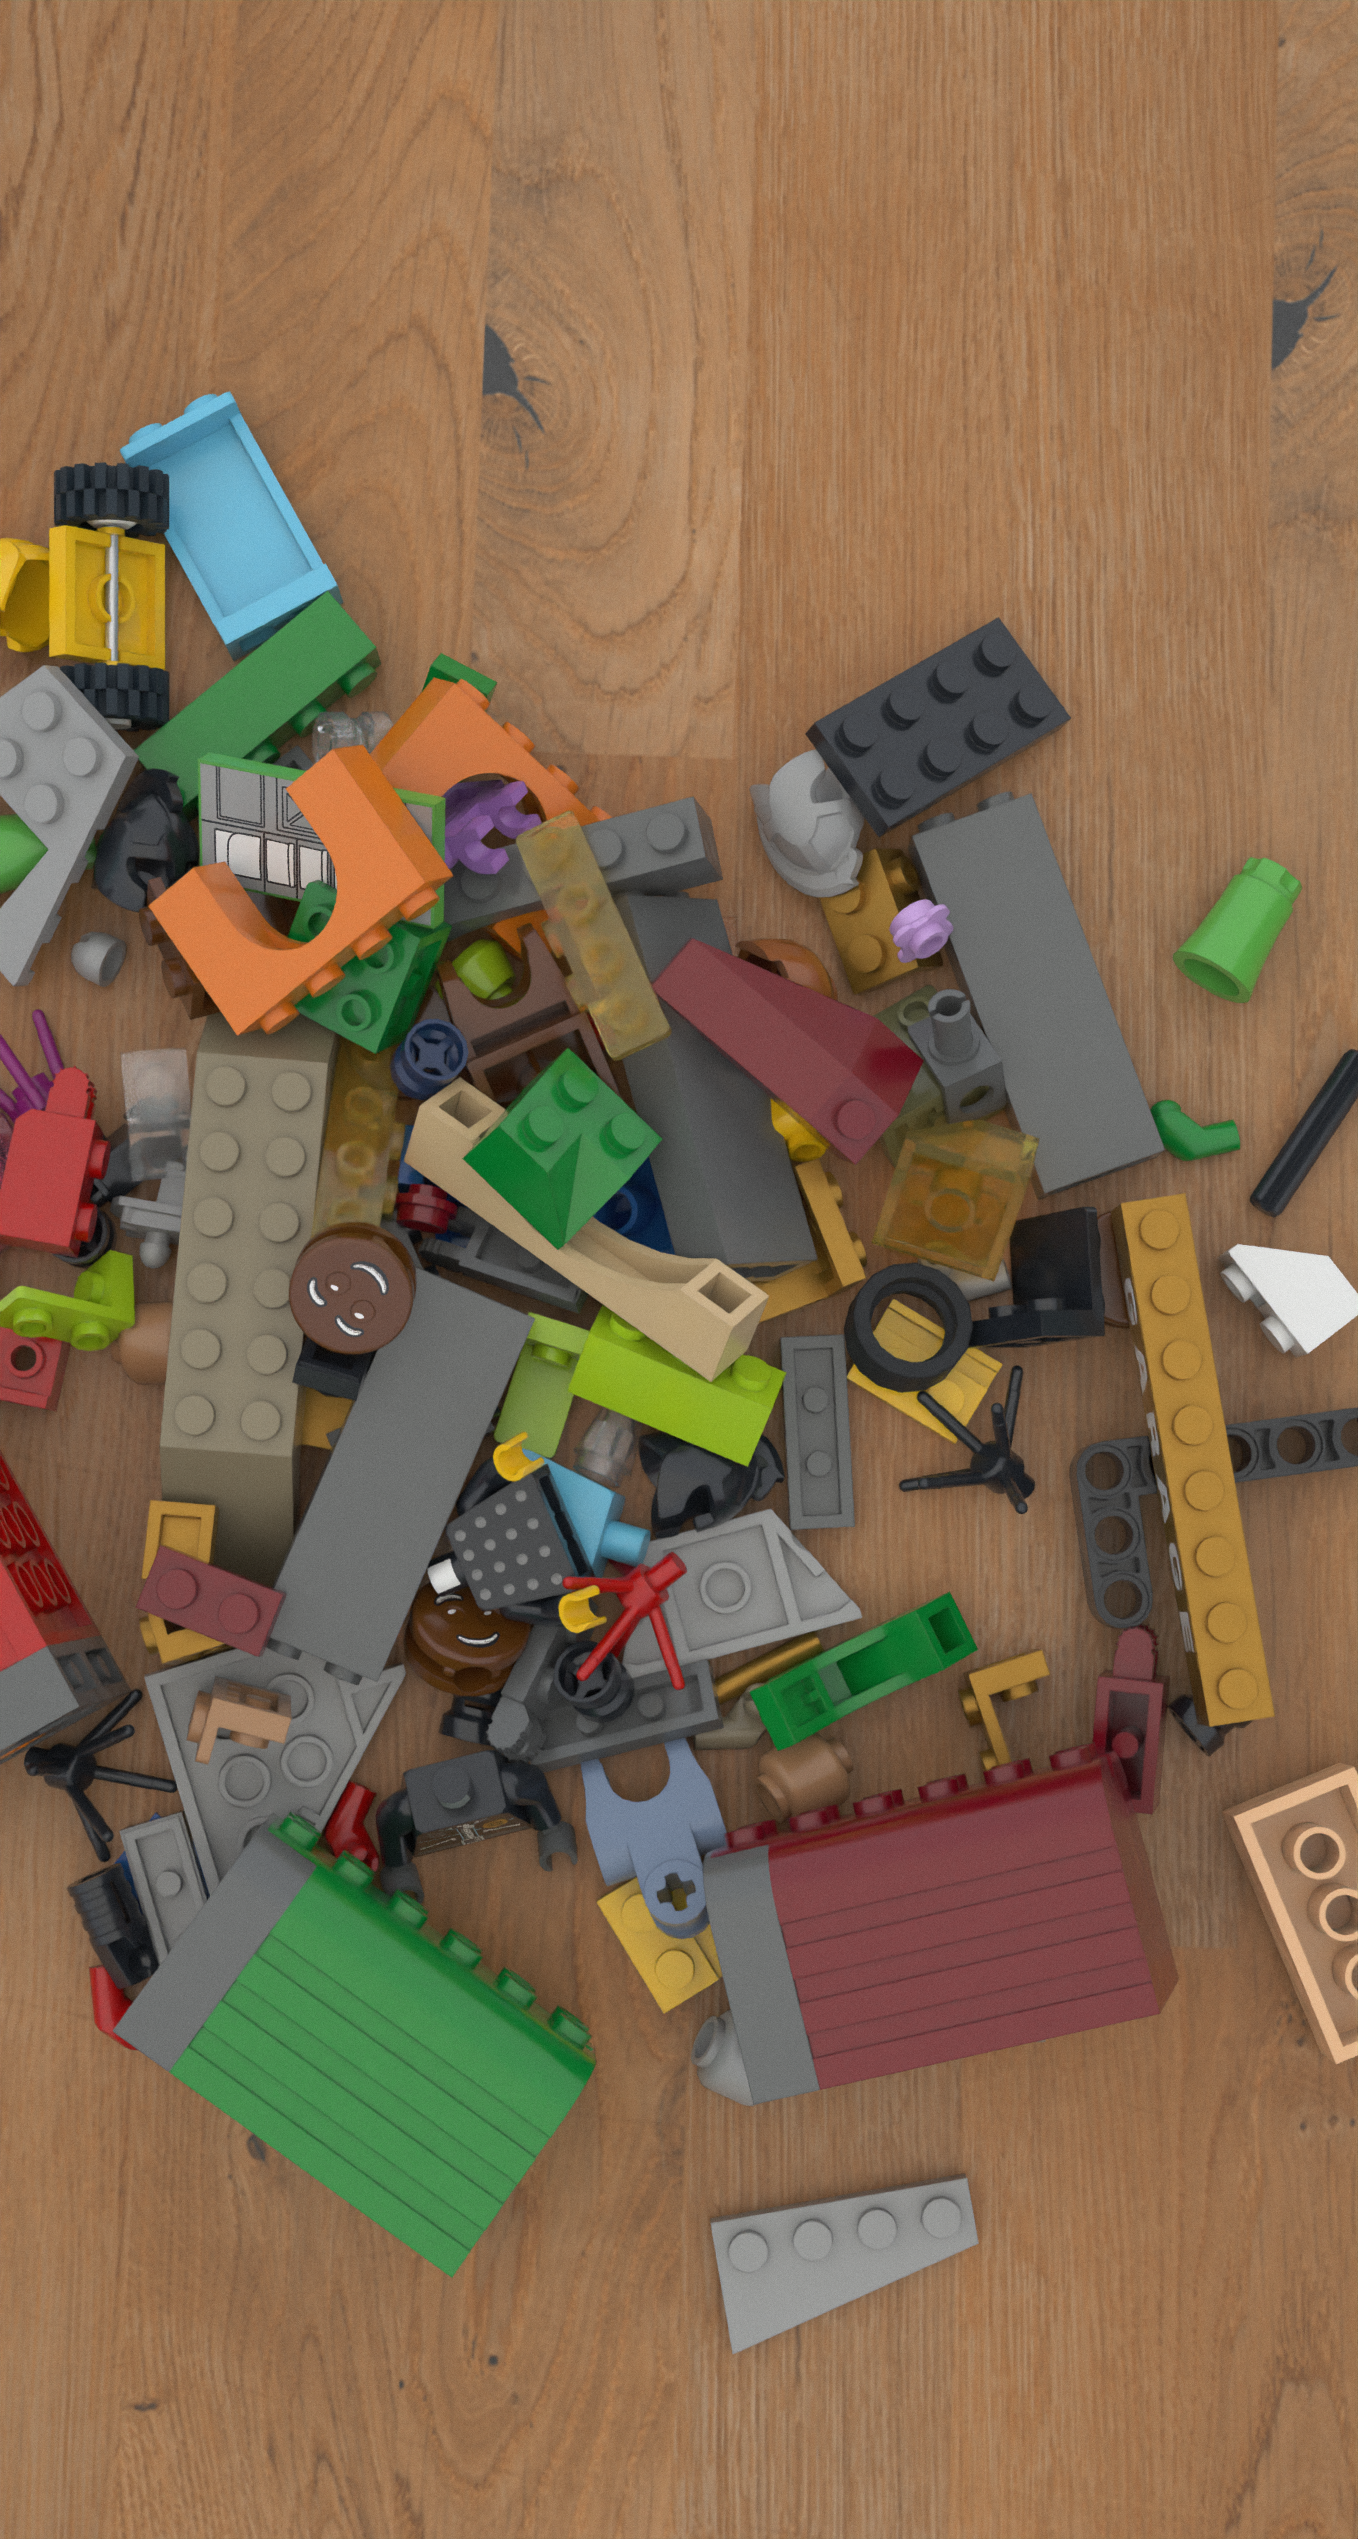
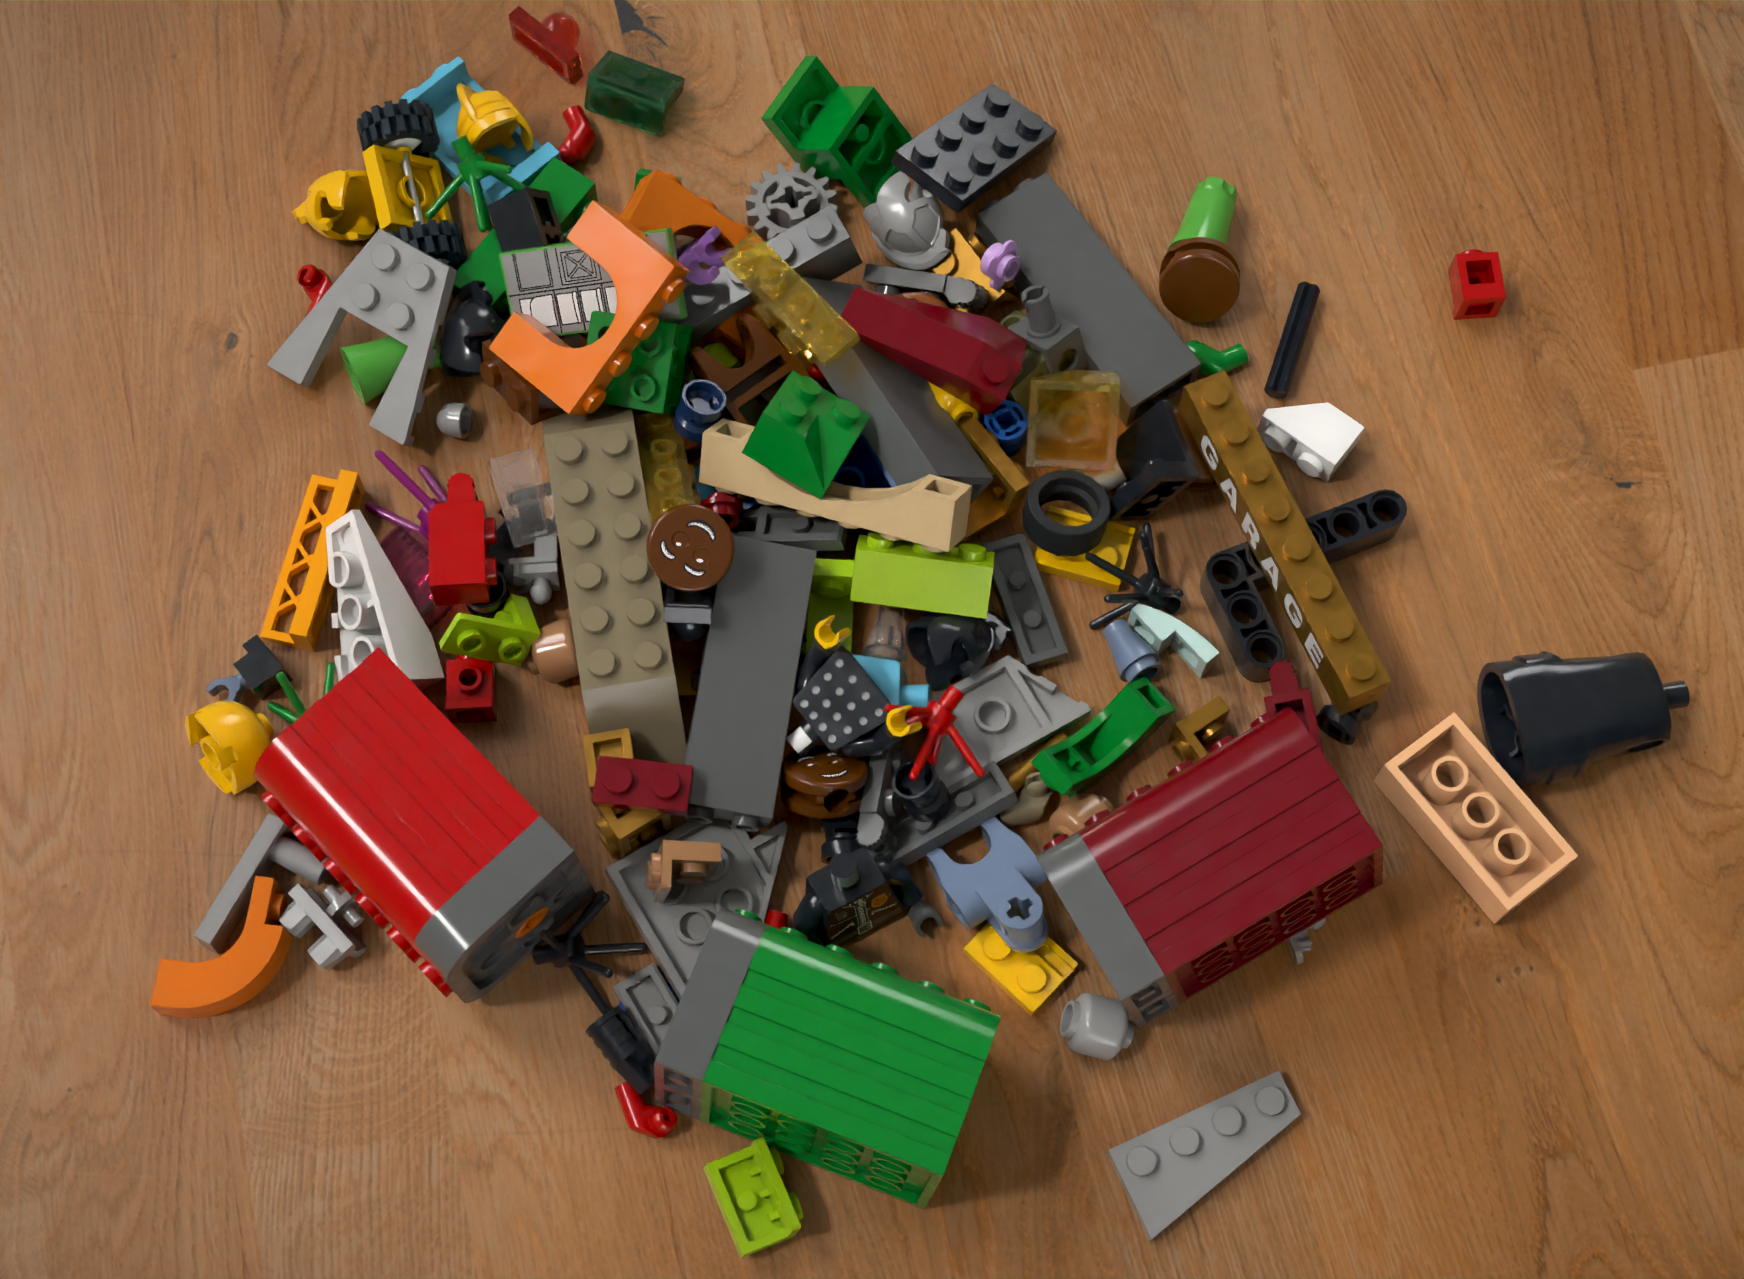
camera: 15 degrees left, 15 degrees down
(205, 592) = (472, 170): none -> green plant
(228, 2174) = (754, 1197): none -> lime bracket
(244, 504) = (490, 120): none -> yellow helmet
(262, 708) = (525, 220): none -> black hinge
(373, 390) = (550, 41): none -> clear red tile
(380, 555) = (580, 138): none -> red arm
(471, 500) = (632, 92): none -> clear green bracket
(628, 746) = (794, 189): none -> light grey gear
(749, 649) = (837, 129): none -> green bracket
(847, 951) = (897, 280): none -> dark grey hinge
(861, 1182) = (1009, 437): none -> blue wheel
(942, 1548) = (1131, 653): none -> sand blue cone
(992, 1528) = (1163, 630): none -> light aqua slope
(1203, 1018) = (1199, 279): none -> reddish brown head

